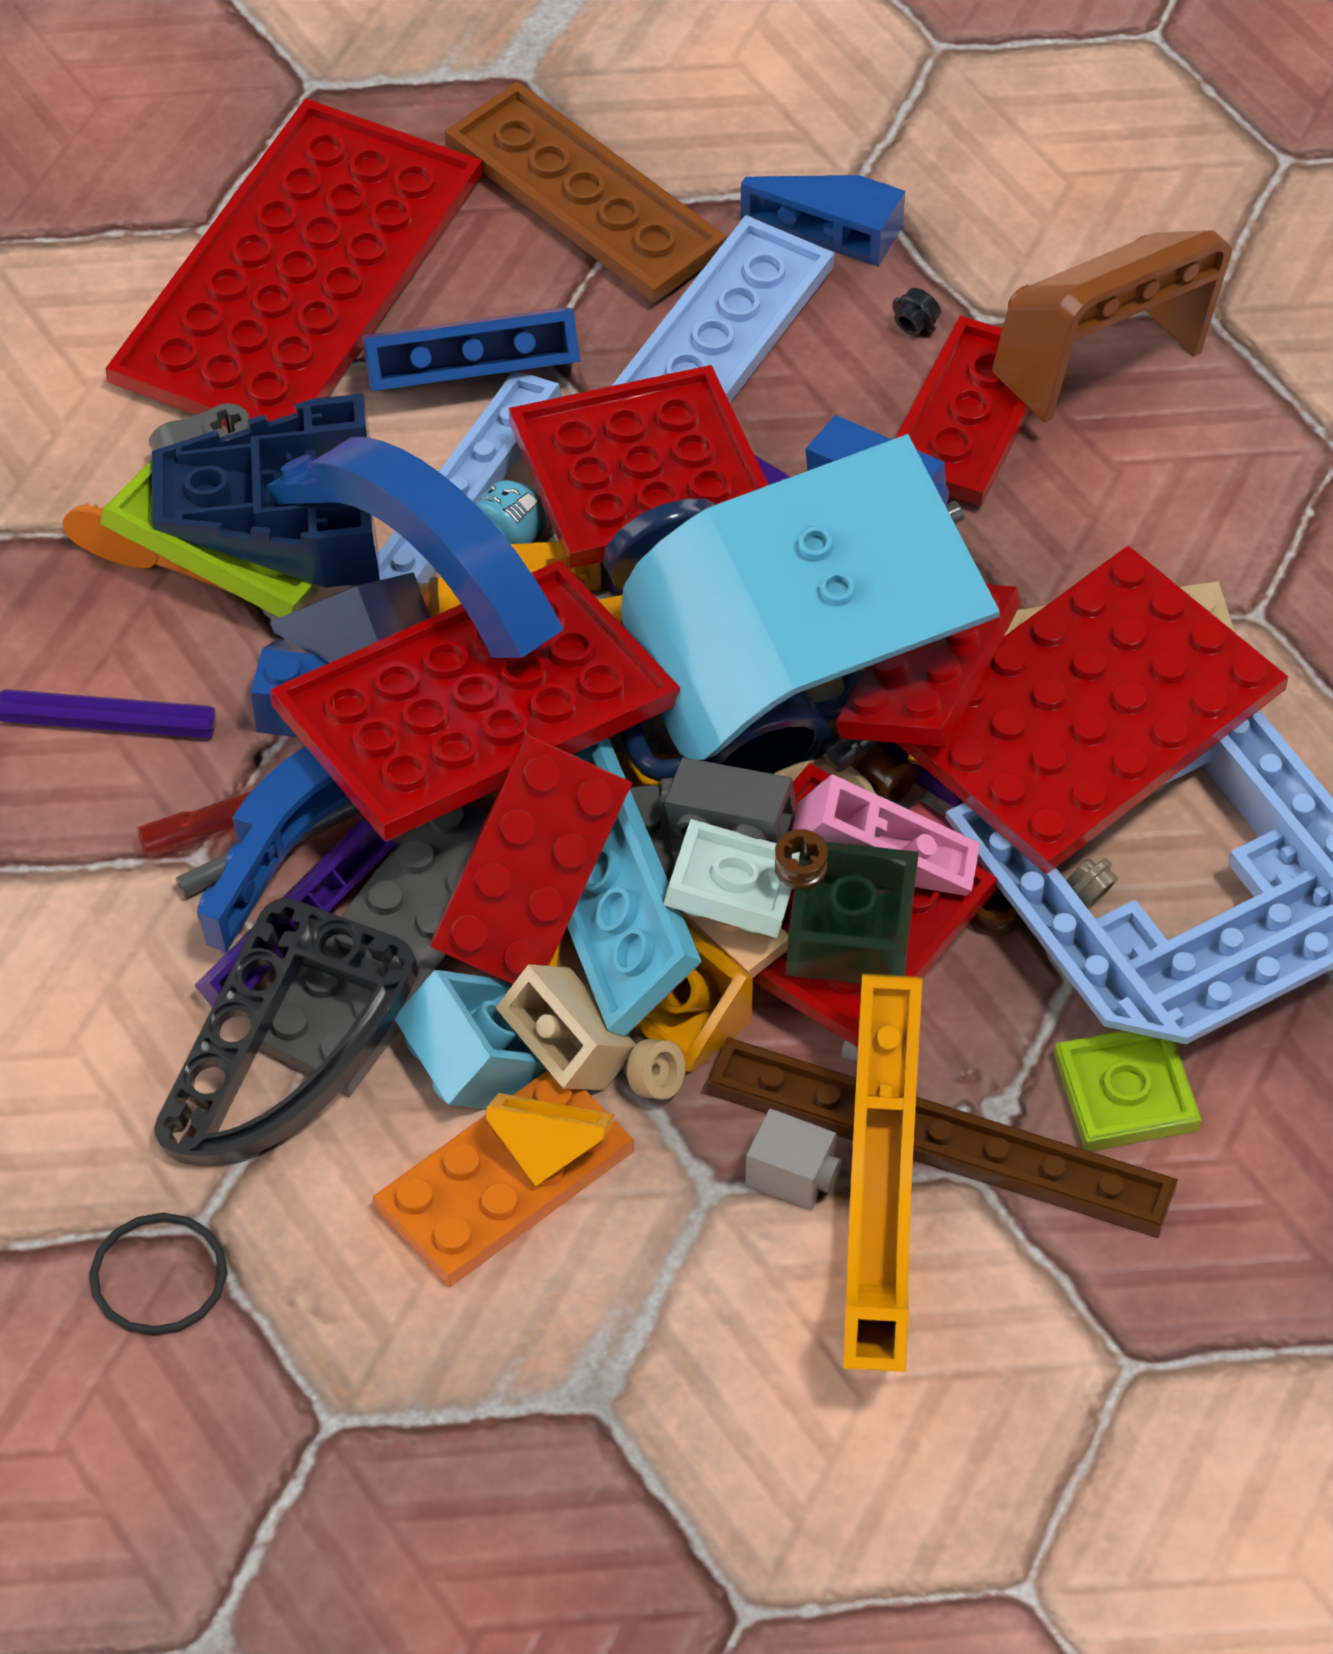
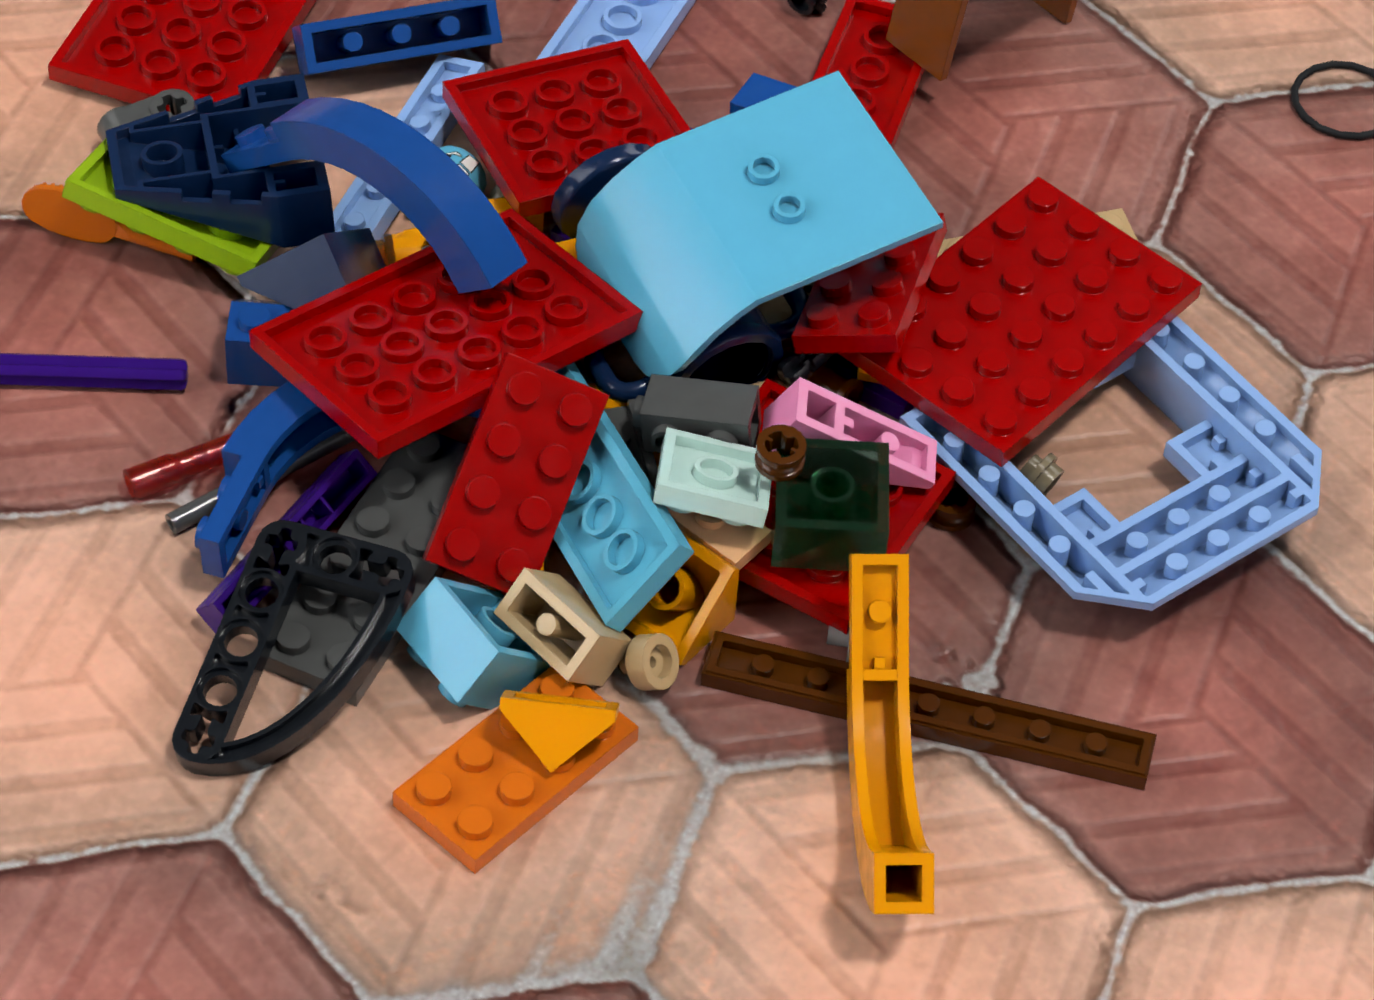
camera: 10 degrees left, 5 degrees down
(165, 1328) = (194, 928): black piece -> none
(792, 1160) = (793, 736): light grey brick -> none
(1126, 1089) = (1096, 657): lime tile -> none

